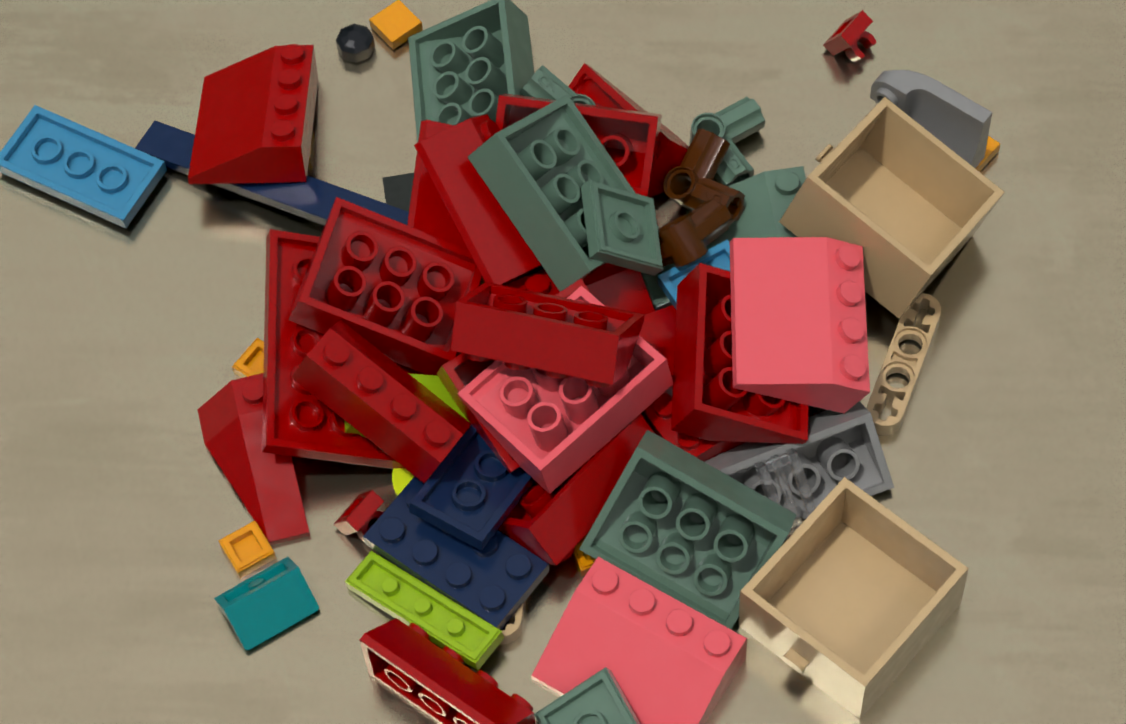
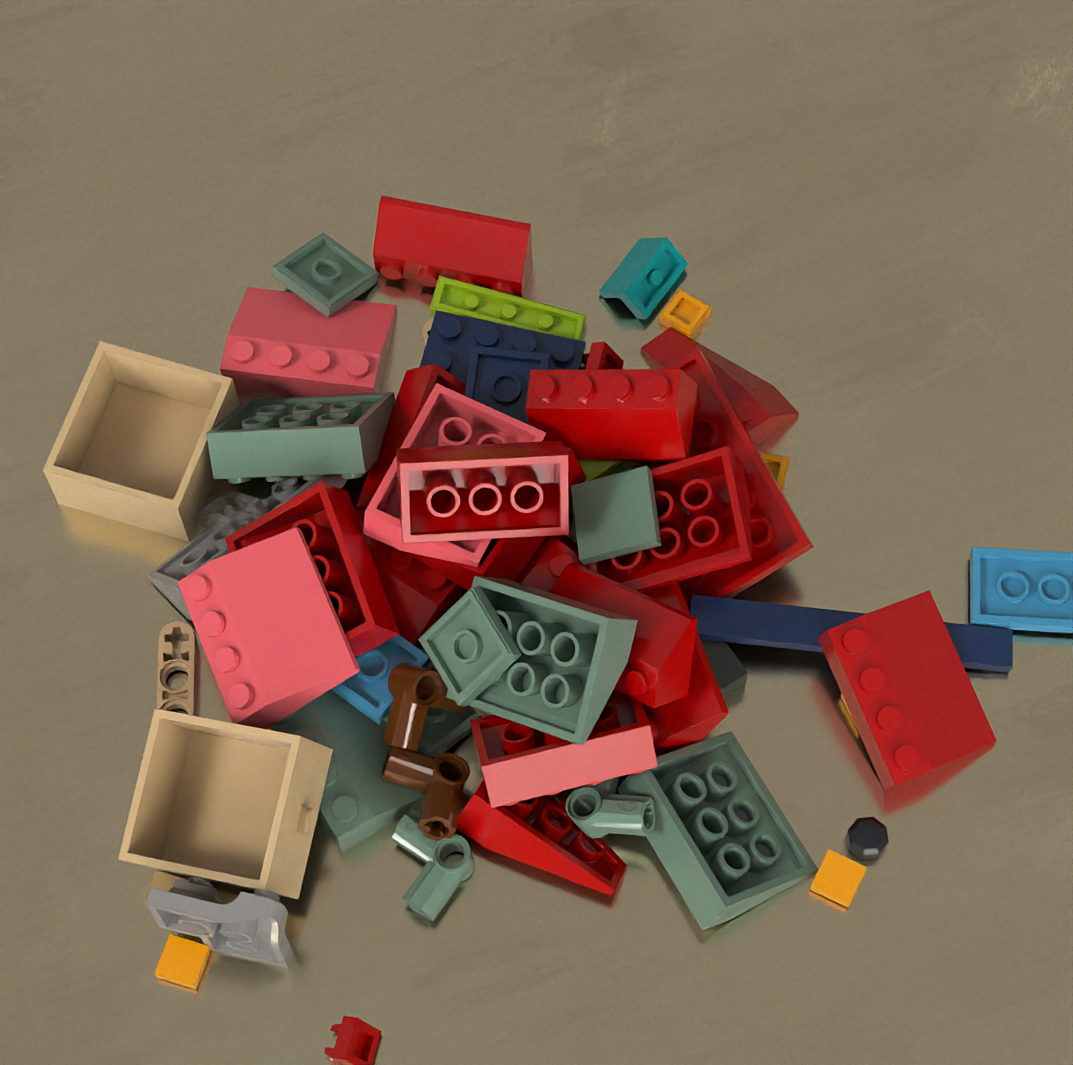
camera: 155 degrees right, 5 degrees up
(424, 306) = (615, 515): none -> sand green tile

